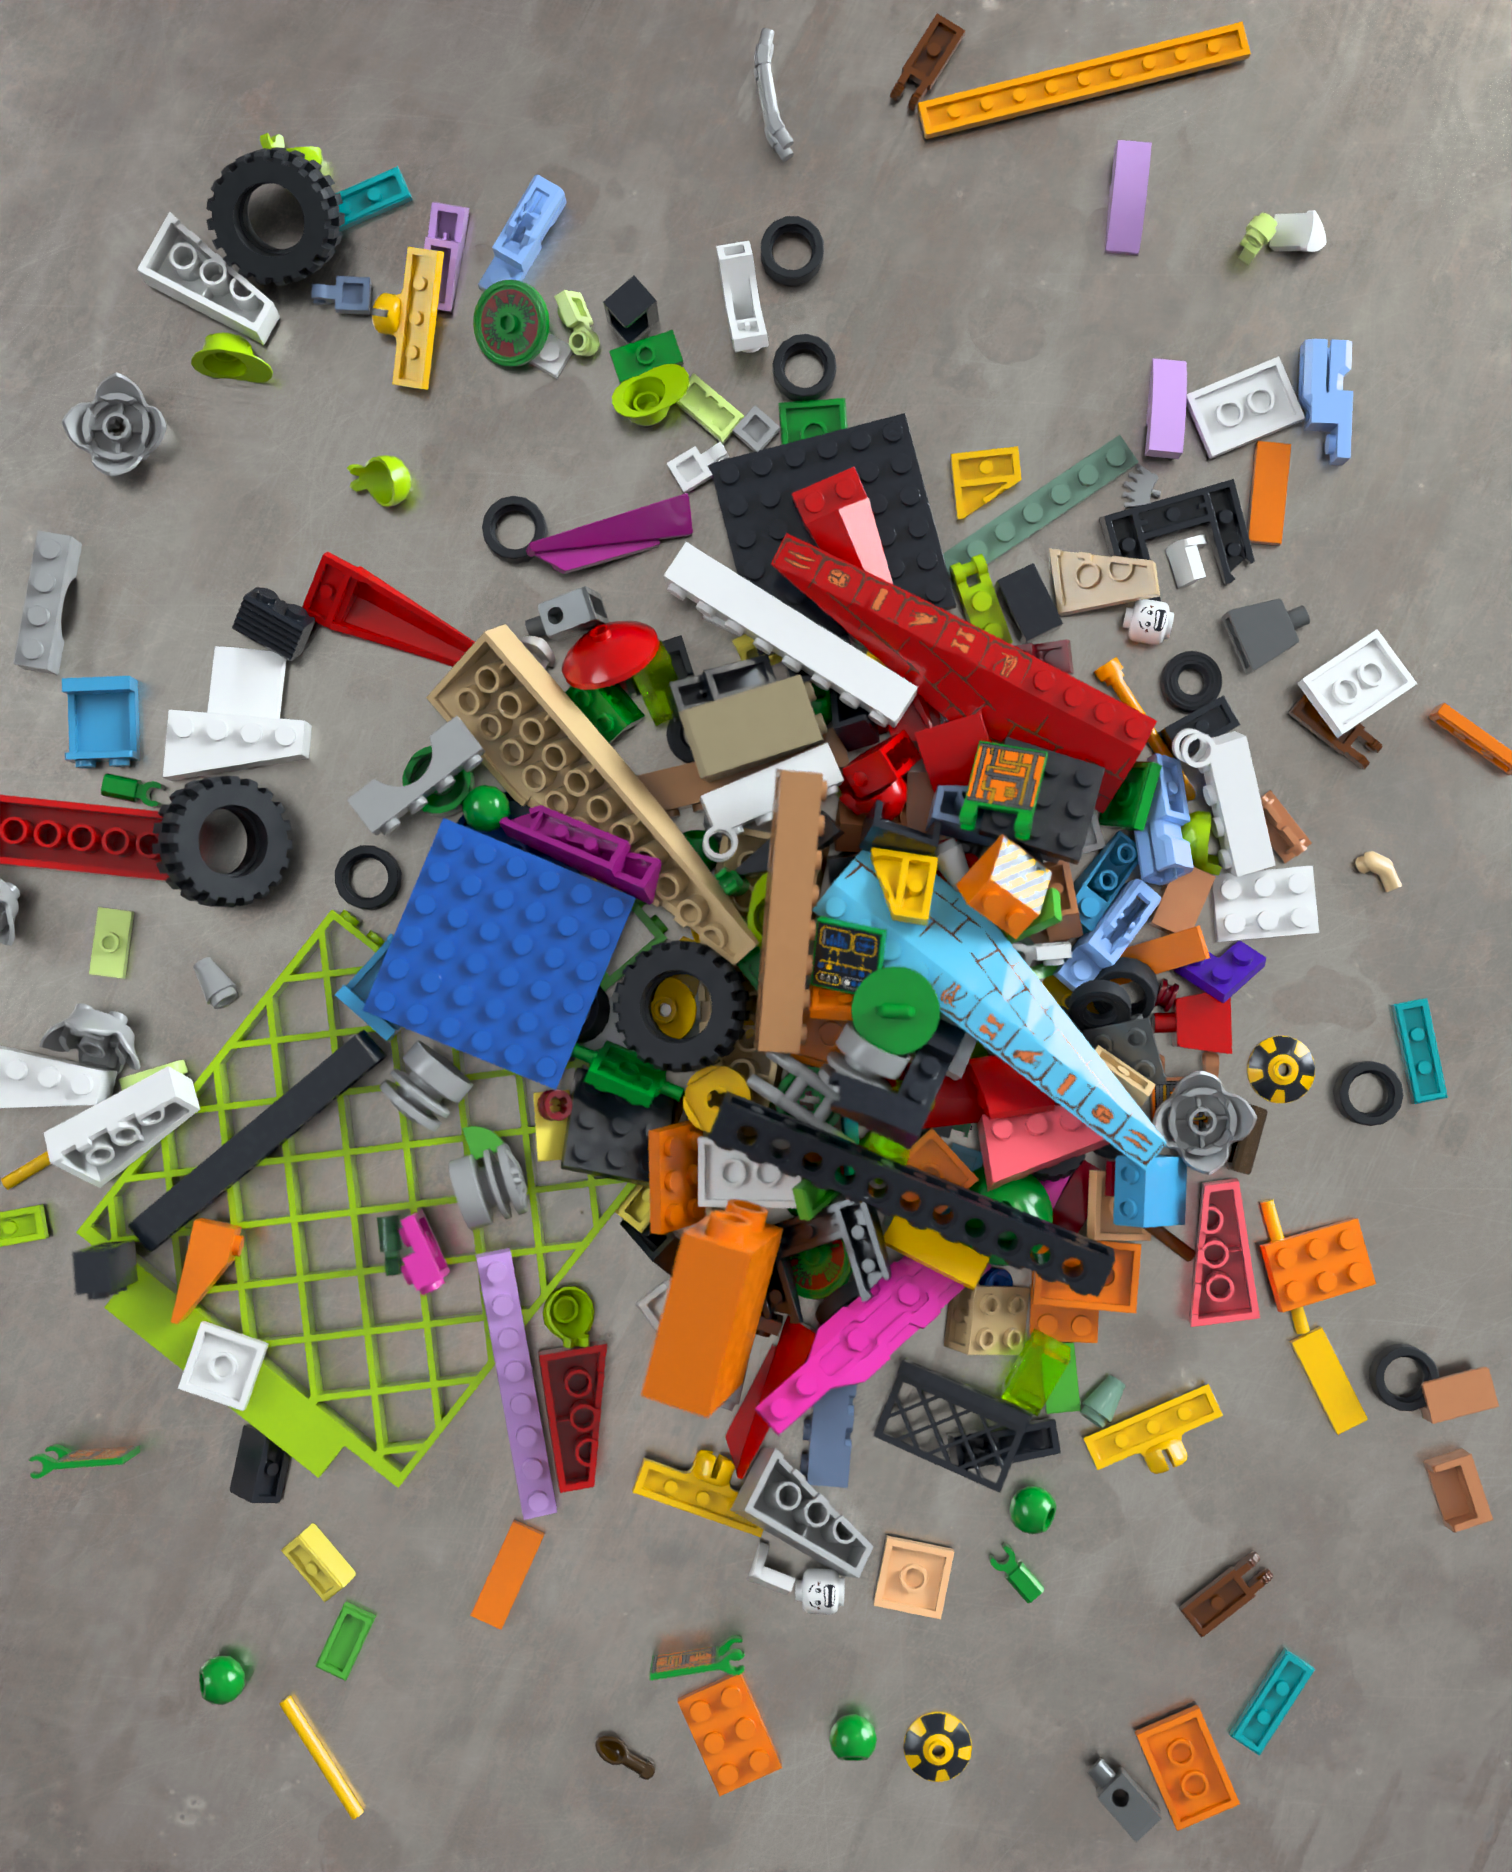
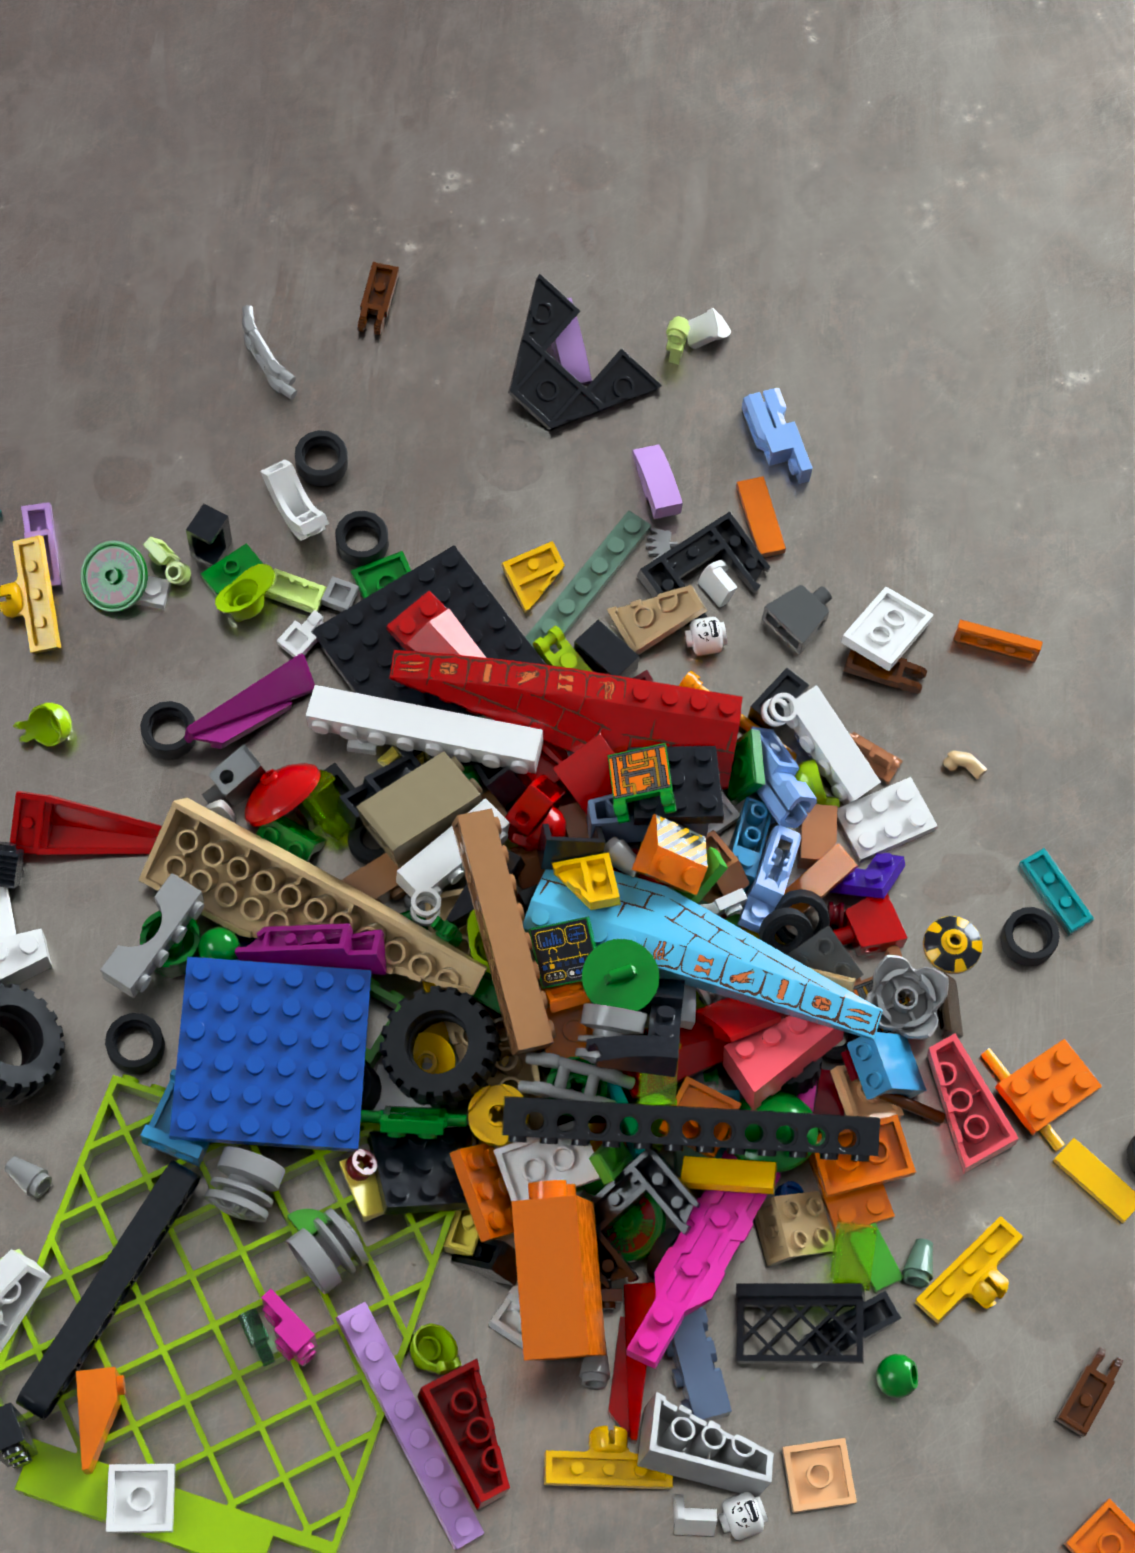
camera: 25 degrees left, 20 degrees down
(524, 232) = (102, 506): light blue plate -> none
(1018, 1576) = (907, 1440): green bar -> none
(1081, 246) = (547, 386): none -> black wing
(1083, 80) = (500, 276): light orange plate -> none
(1190, 660) = (751, 655): black tyre -> none
(1244, 407) = (717, 462): white plate -> none

